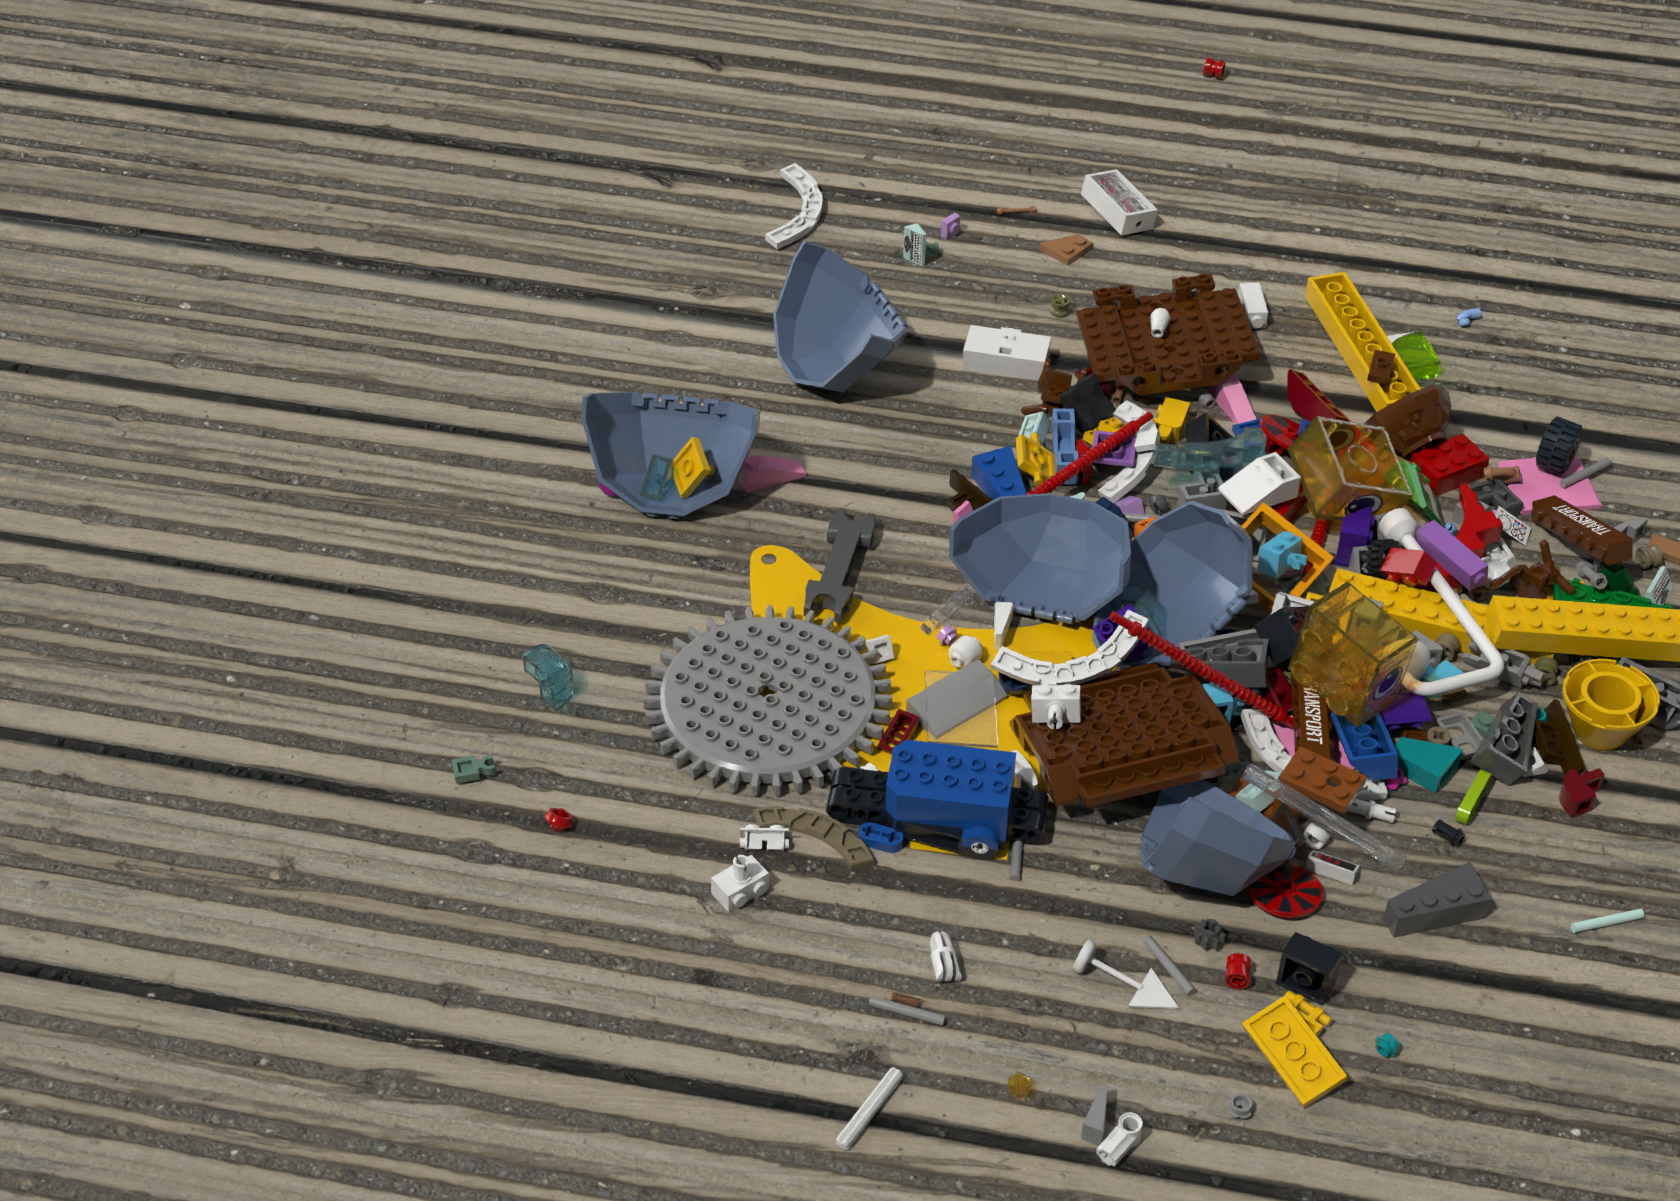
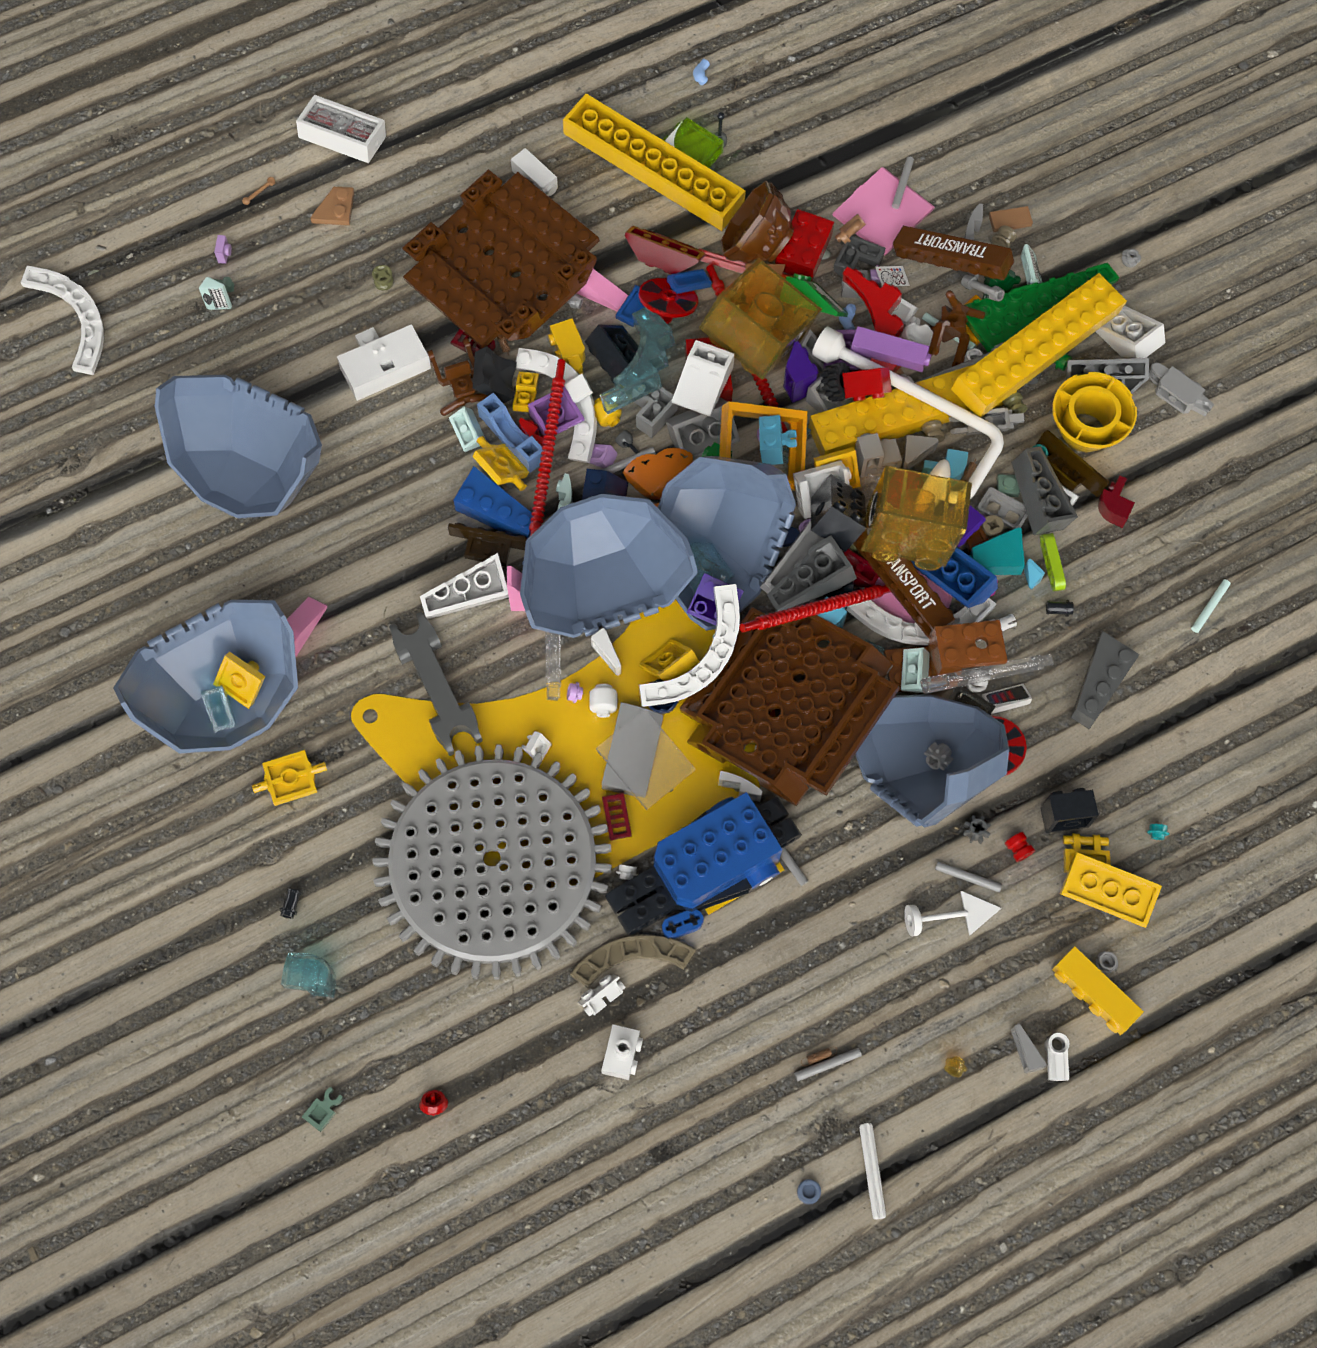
camera: 40 degrees left, 25 degrees up
(585, 630) = (290, 904): none -> black pin
(666, 555) = (289, 777): none -> yellow plate
(799, 1085) = (808, 1191): none -> sand blue tile
(917, 517) = (468, 589): none -> white wedge
(944, 958) = (818, 999): white arm -> none
(1056, 704) = (732, 718): white brick -> none
(1159, 321) = (487, 249): white cone -> none
(1160, 479) = (606, 419): none -> yellow head
(1208, 1118) = (1097, 991): none -> yellow brick
(1381, 367) = (692, 182): reddish brown plate -> none
(1444, 363) = (720, 134): none -> black hinge
(1446, 795) = (1033, 573): none -> medium azure slope
(1559, 445) = (876, 175): black wheel -> none

